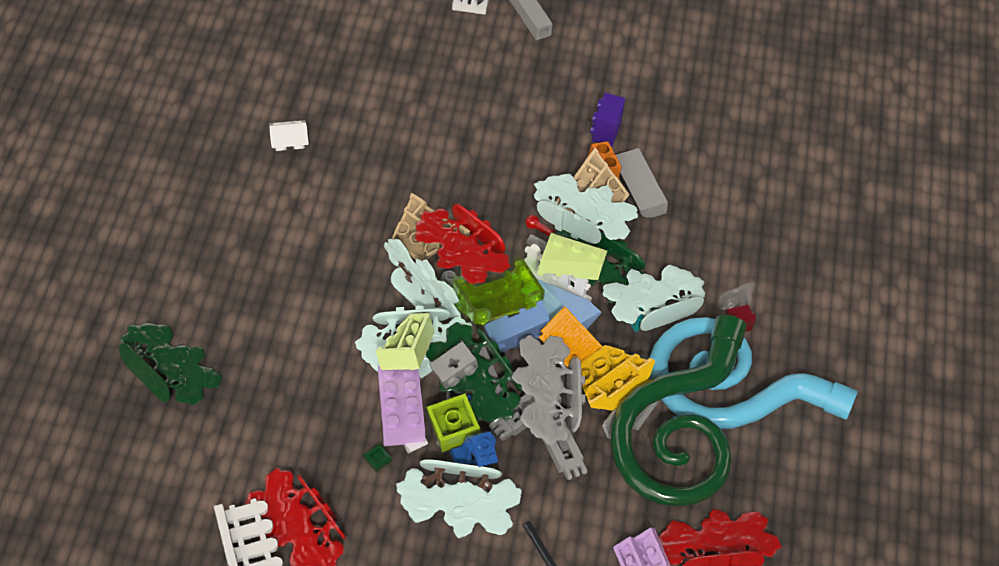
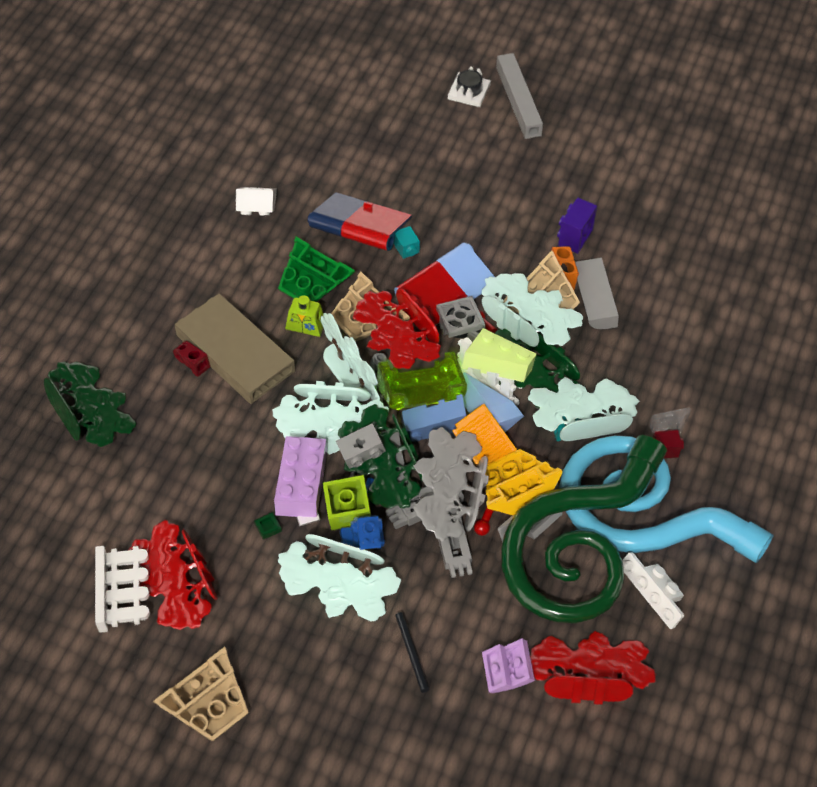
camera: 15 degrees right, 0 degrees up
(262, 301) = (192, 358): none -> dark red leg
(303, 286) = (236, 348): none -> dark tan brick
(362, 202) = (311, 272): none -> green wedge
(366, 245) = (305, 316): none -> lime torso
(395, 142) = (358, 220): none -> door
(408, 345) = (319, 419): yellowish green wedge -> none
(447, 157) = (406, 242): none -> teal brick
(498, 190) = (449, 278): none -> door
(517, 224) = (460, 317): none -> light grey piece
(585, 425) = (482, 526): none -> red bar
(761, 459) = (656, 588): none -> white bracket

